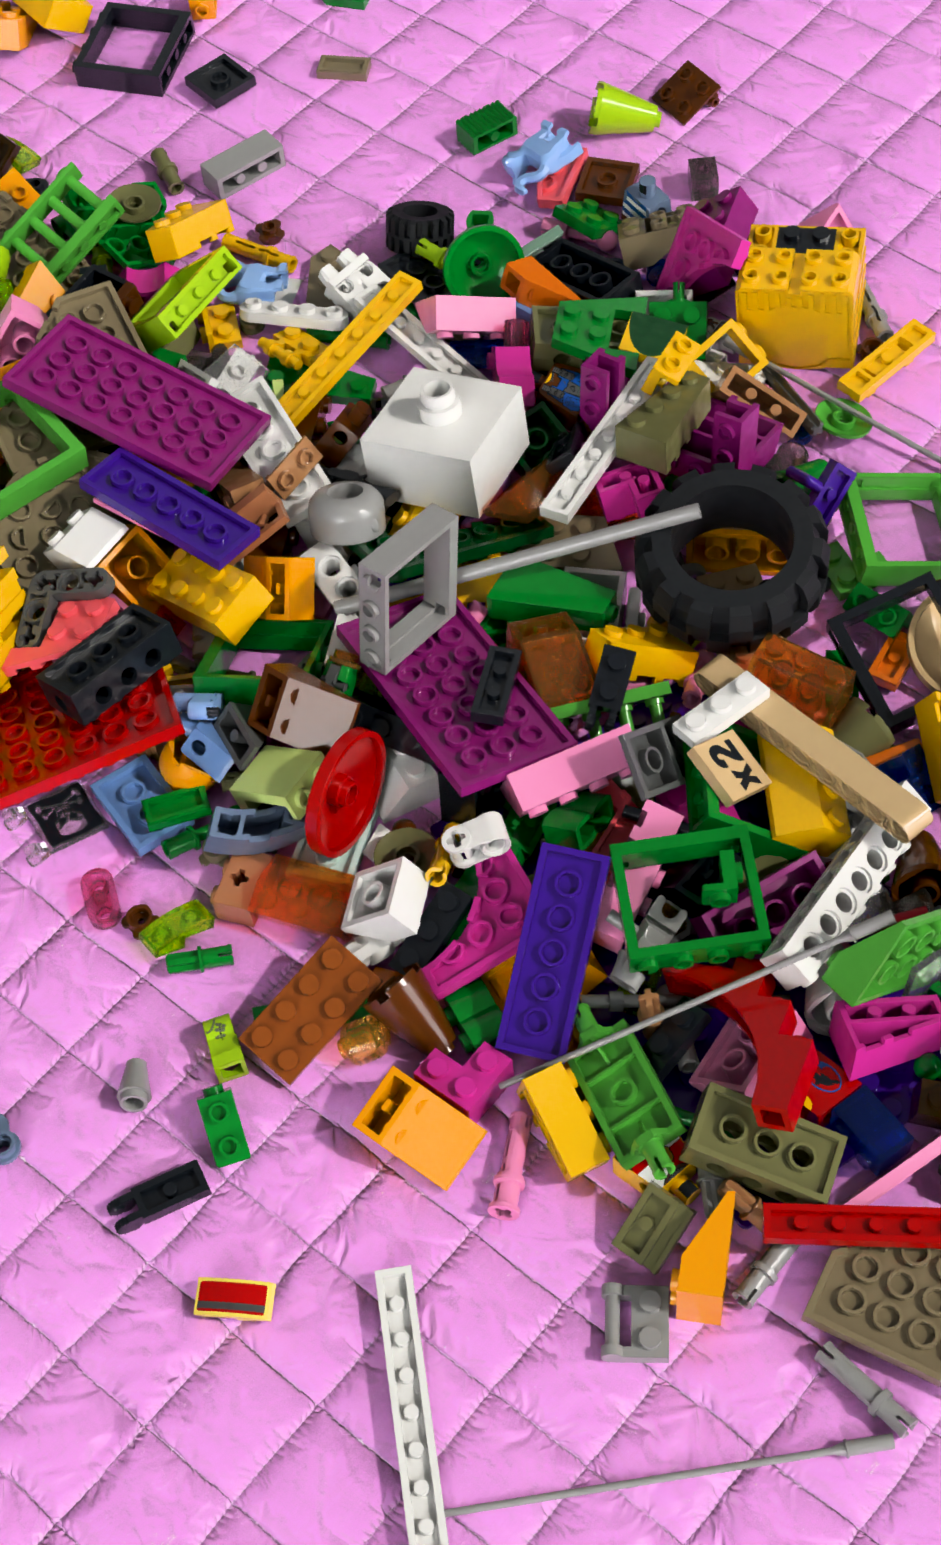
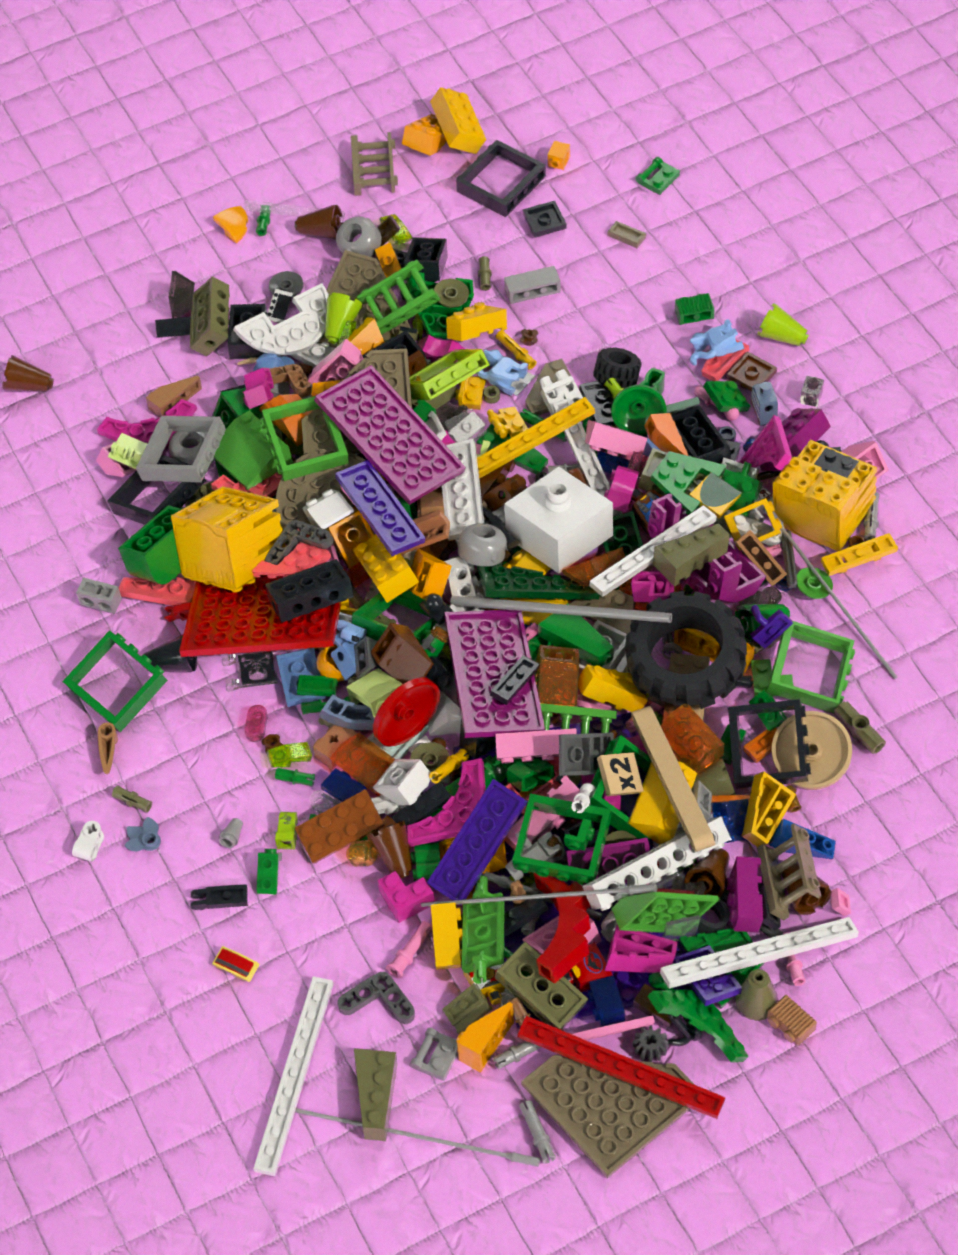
camera: 20 degrees right, 0 degrees up
(87, 160) = (431, 255): none -> black brick
(273, 981) = (327, 799): none -> clear plate
(284, 949) = (341, 785): none -> clear blue brick
(293, 468) = (464, 505): medium nougat hinge -> none
(294, 315) = (516, 400): white plate -> none
(316, 626) = (435, 607): none -> black tile
(419, 1128) = (368, 910): light orange slope -> none
(435, 533) = (509, 576): light grey window -> none
(480, 839) = (467, 764): white piece -> none
(491, 1253) = (378, 990): none -> dark grey beam
(565, 1418) = (376, 1083): none -> olive wedge
(566, 448) = (629, 546): black hinge -> none
(610, 685) = (580, 702): black hinge -> none
(649, 238) = (749, 422): dark tan slope -> none
(672, 362) = (710, 517): yellow bracket -> none
(687, 93) = (833, 326): reddish brown hinge -> none
(697, 823) = (582, 799): none -> white pin
(721, 709) = (631, 739): white plate -> none

